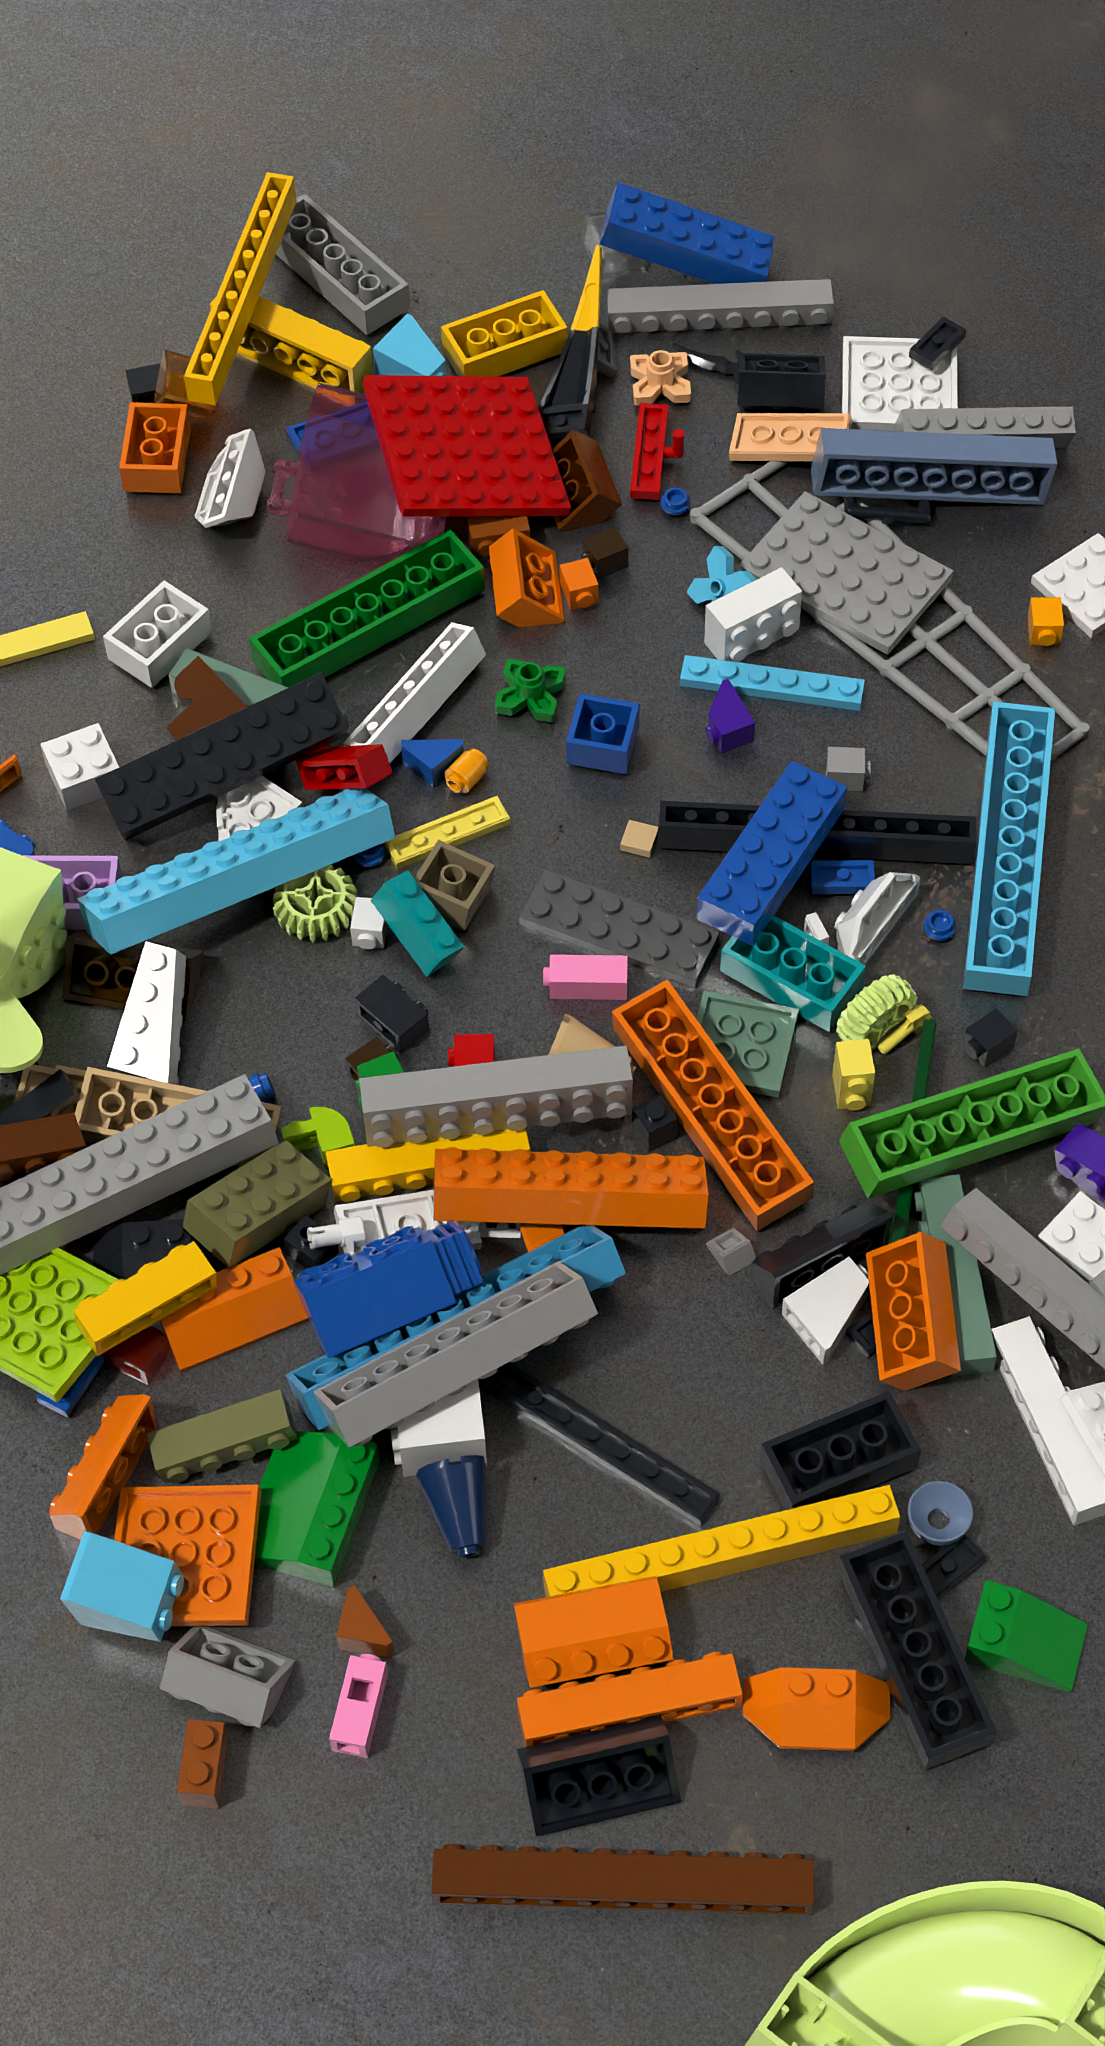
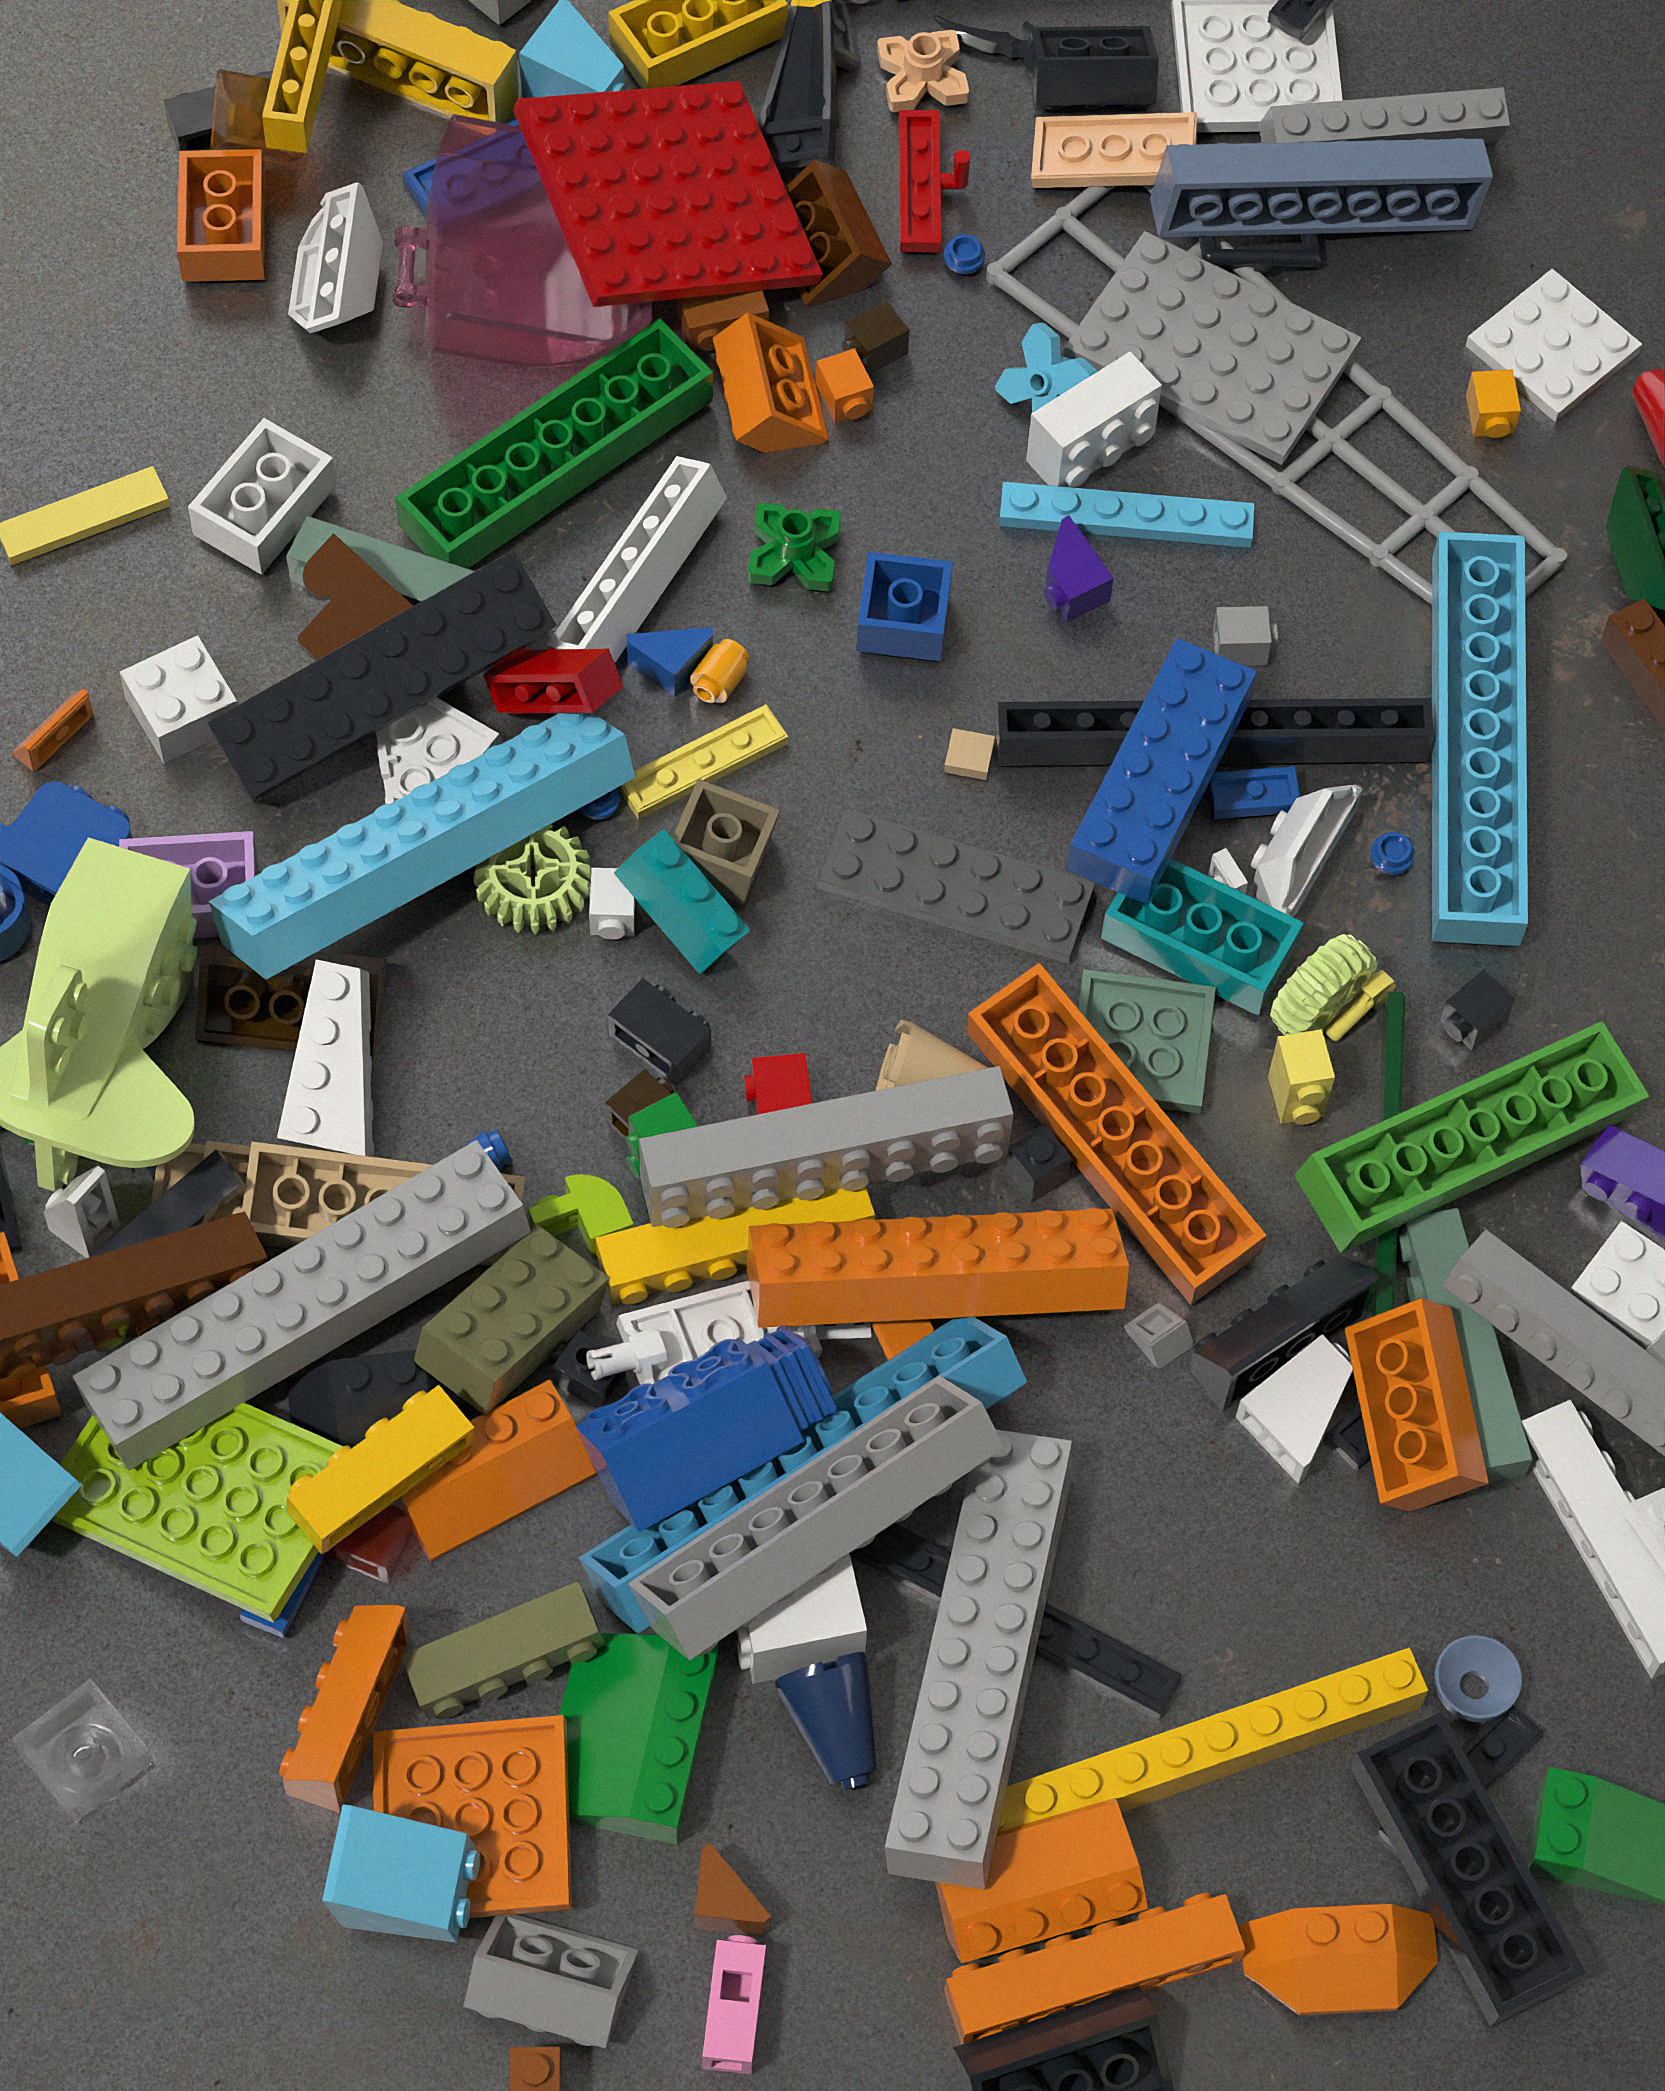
camera: 10 degrees left, 5 degrees up
(567, 1470) = (980, 1663): none -> light grey brick
(587, 977) = (922, 960): bright pink brick -> none
(840, 1453) = (1338, 1609): black brick -> none

